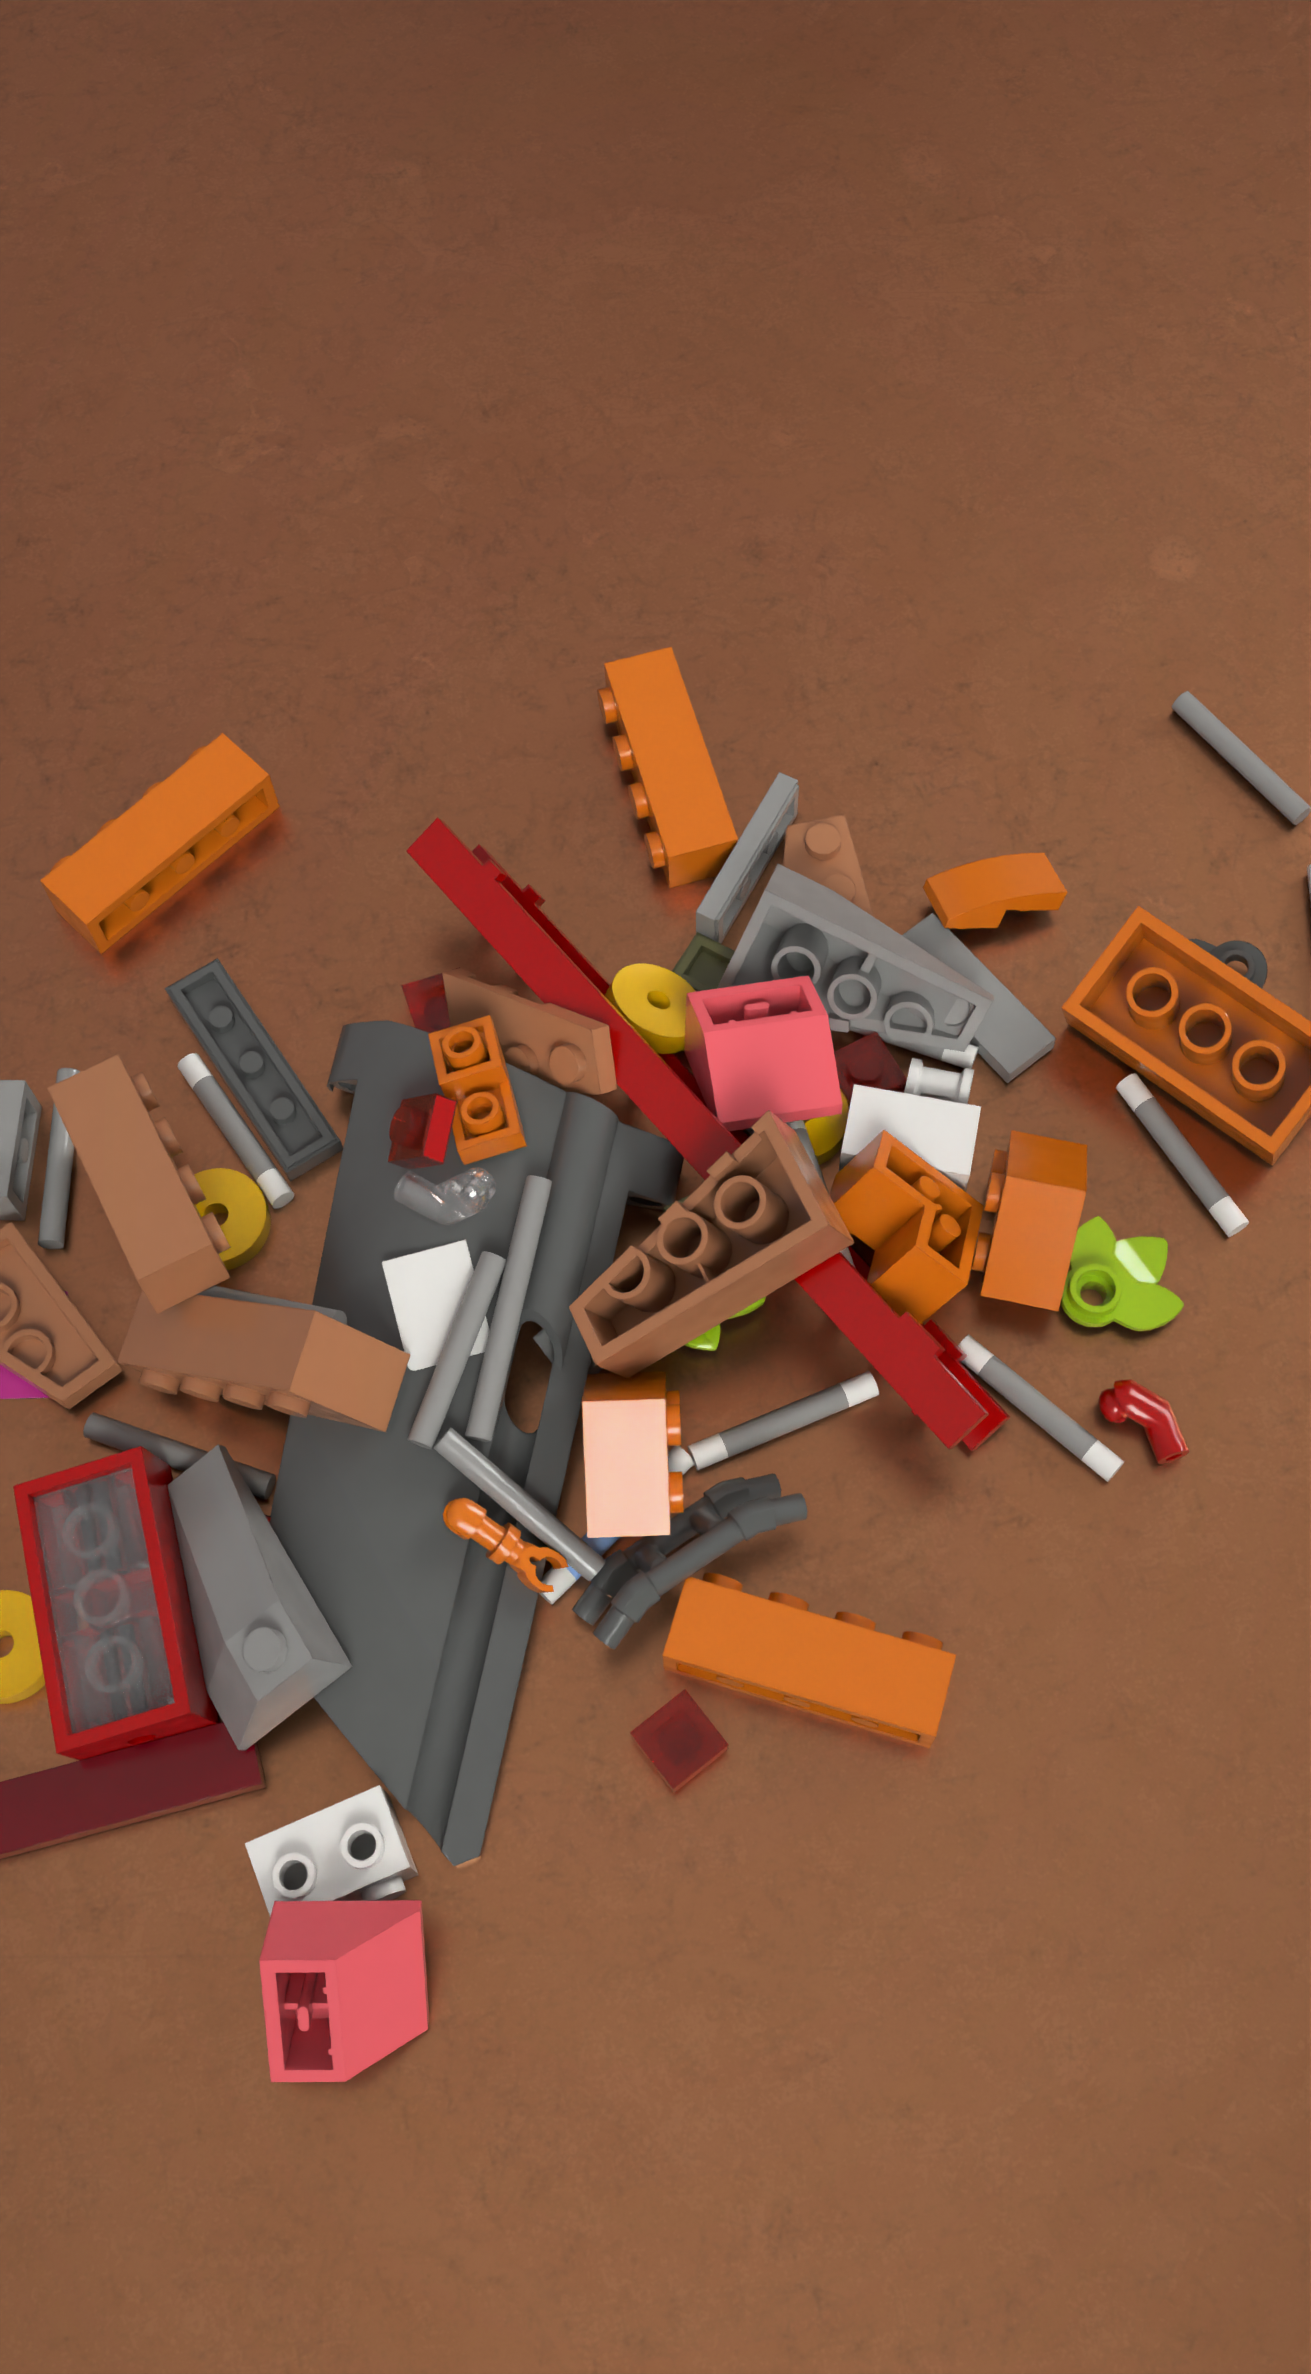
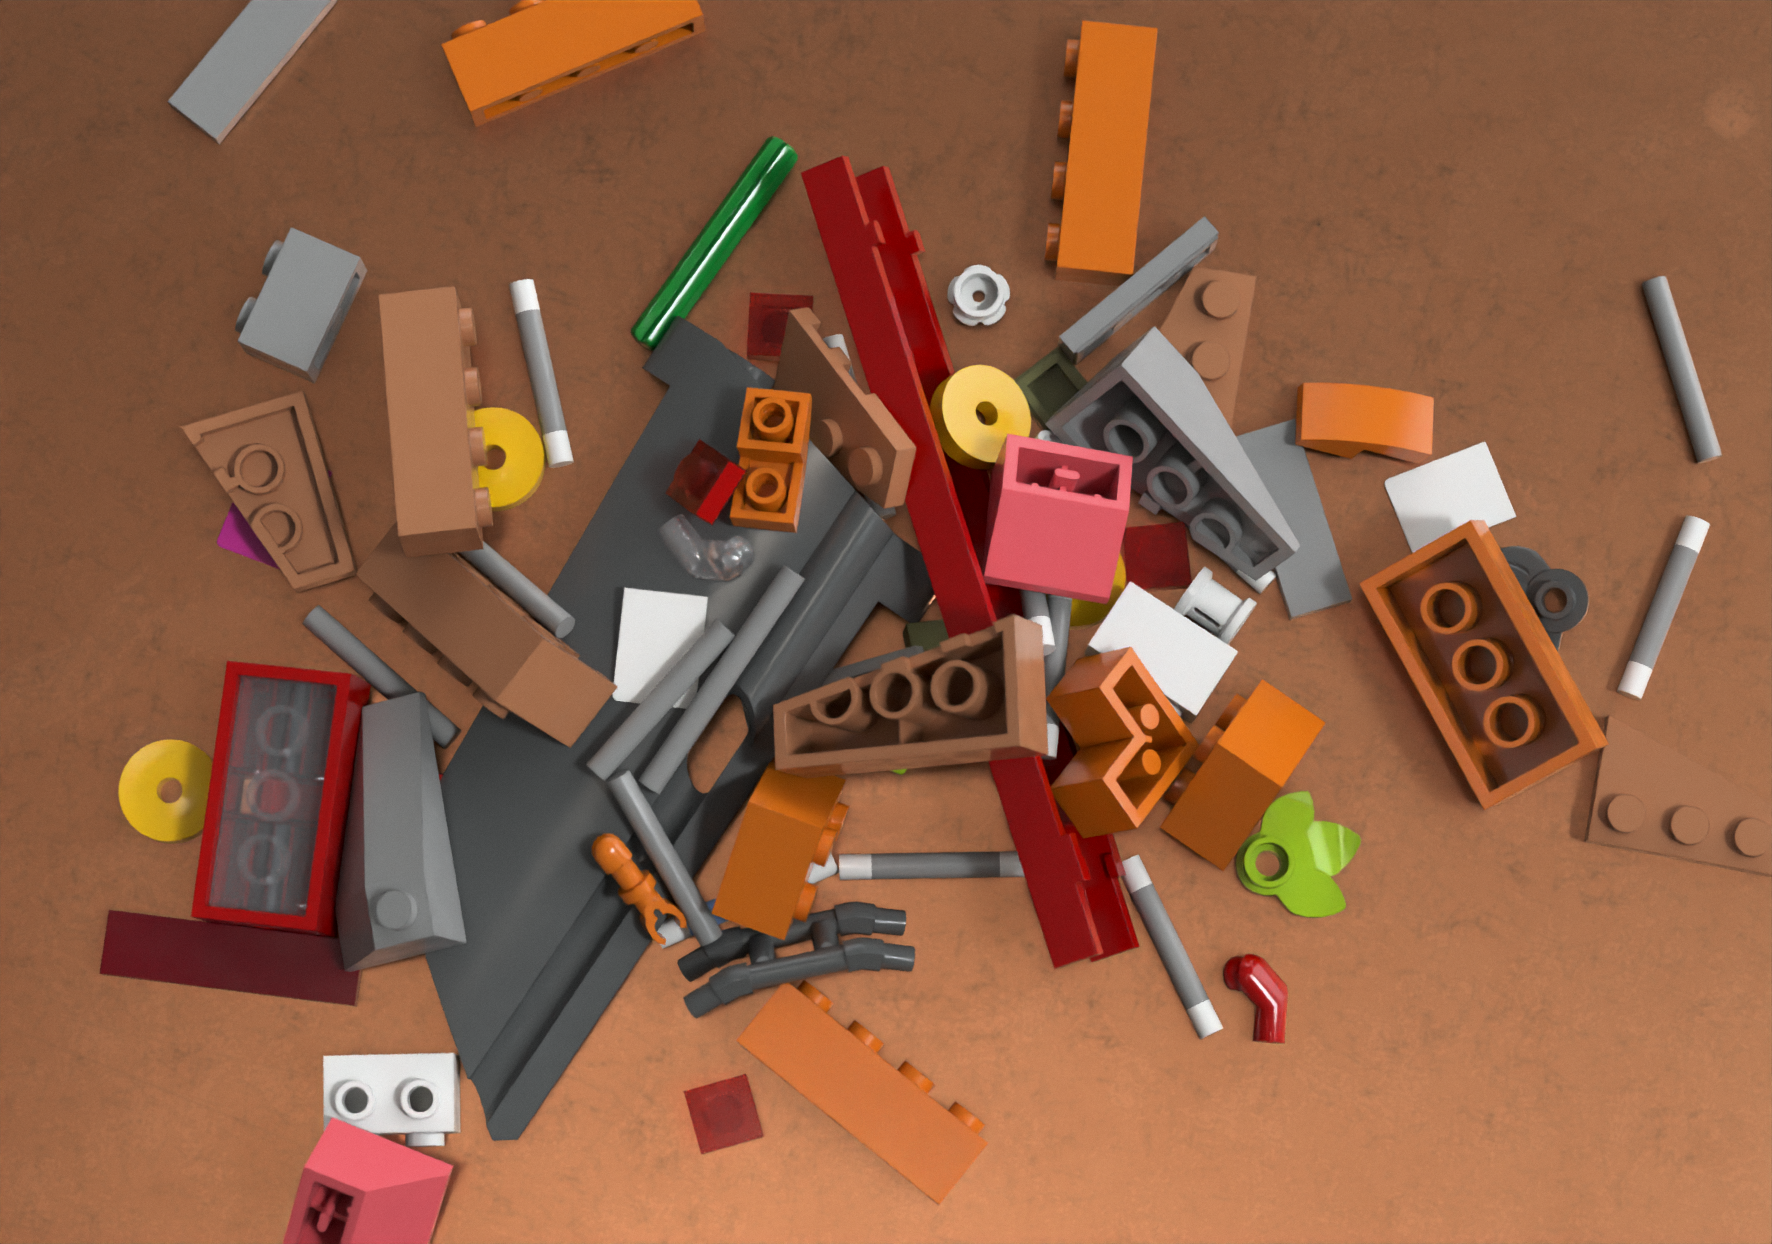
camera: 20 degrees right, 15 degrees up
(57, 1178) = (366, 338): light grey bar -> none
(254, 1069) = (580, 315): dark grey tile -> none
(353, 961) = (716, 241): none -> green axle
(603, 905) = (978, 279): none -> white plate
(1086, 927) = (1448, 494): none -> white sticker
(1182, 1155) = (1417, 763): light grey bar -> none

